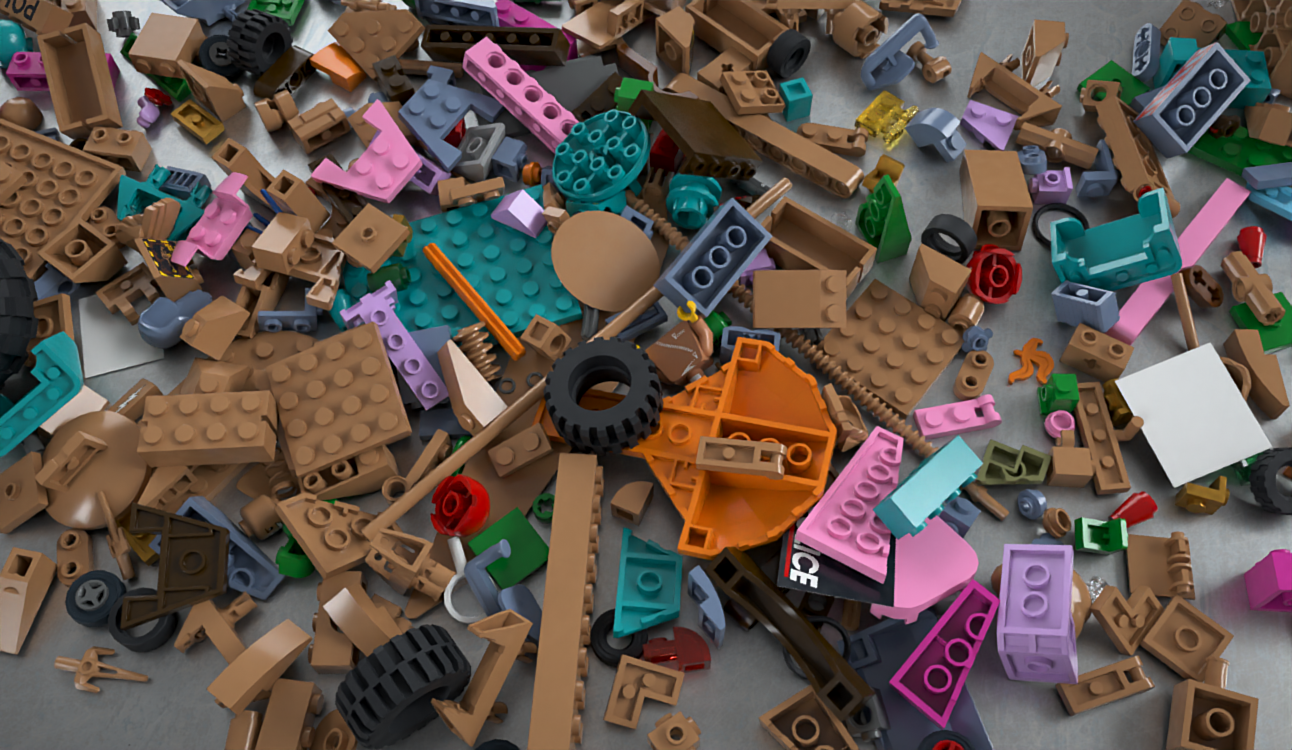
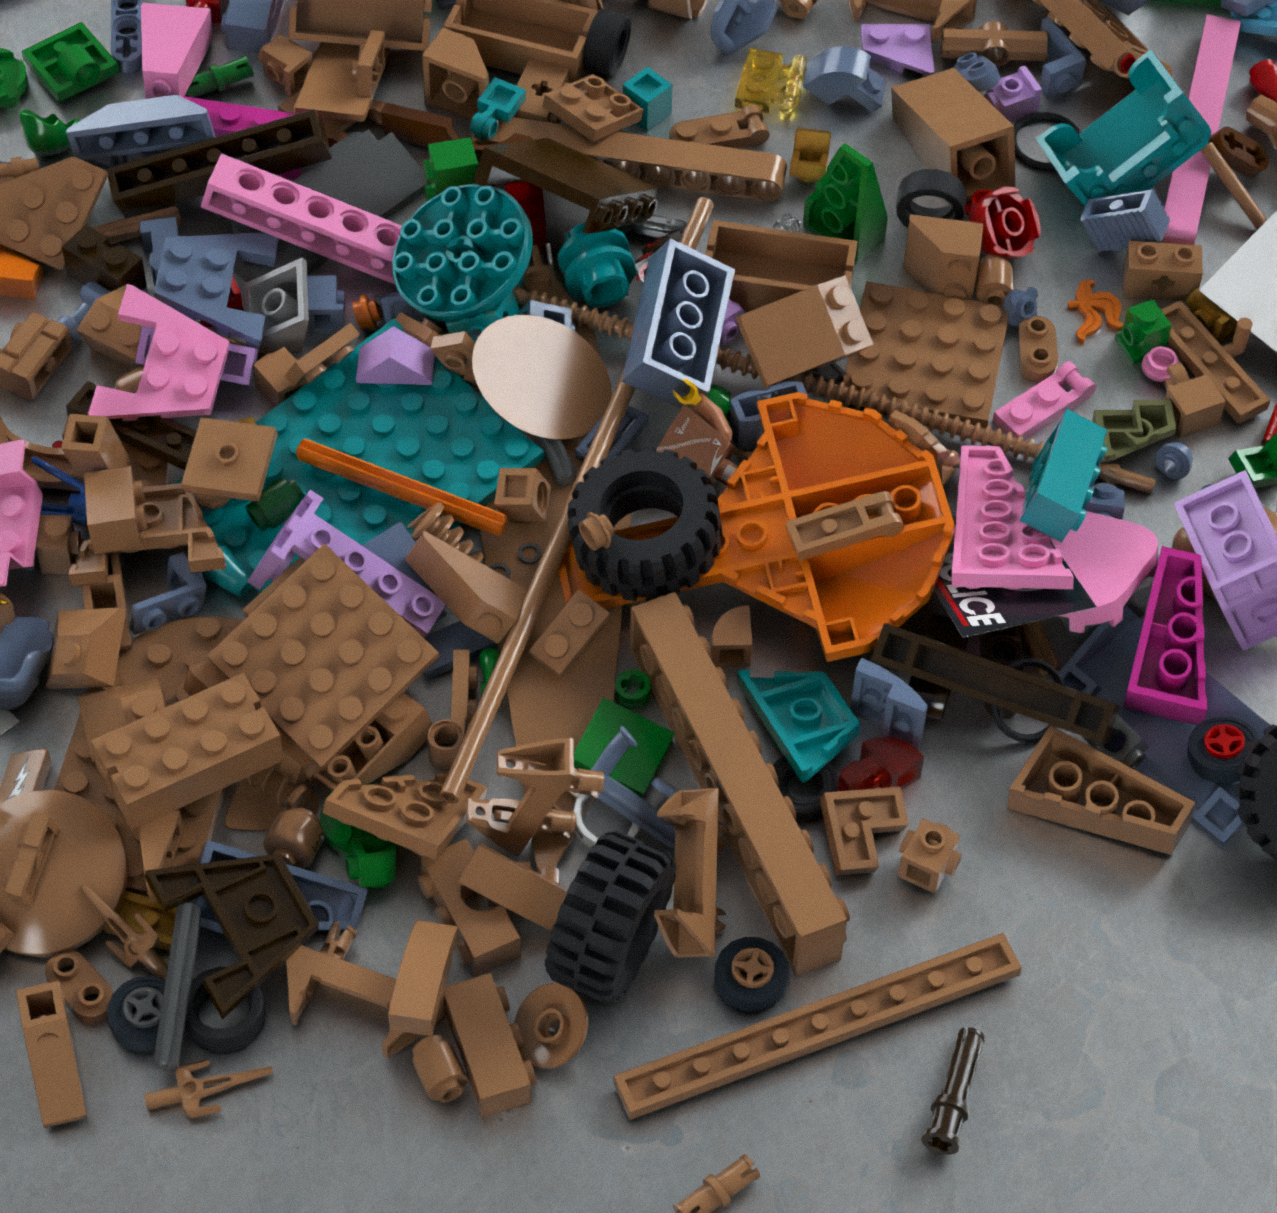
camera: 30 degrees left, 5 degrees down
(113, 592) = (177, 986): none -> dark grey axle
(460, 506) = (539, 712): red cylinder -> none
(554, 389) = (596, 531): none -> medium nougat plate
(600, 100) = (401, 184): dark brown plate -> none
(690, 66) = (498, 101): none -> teal plate
(1056, 522) = (1210, 468): medium nougat plate -> none

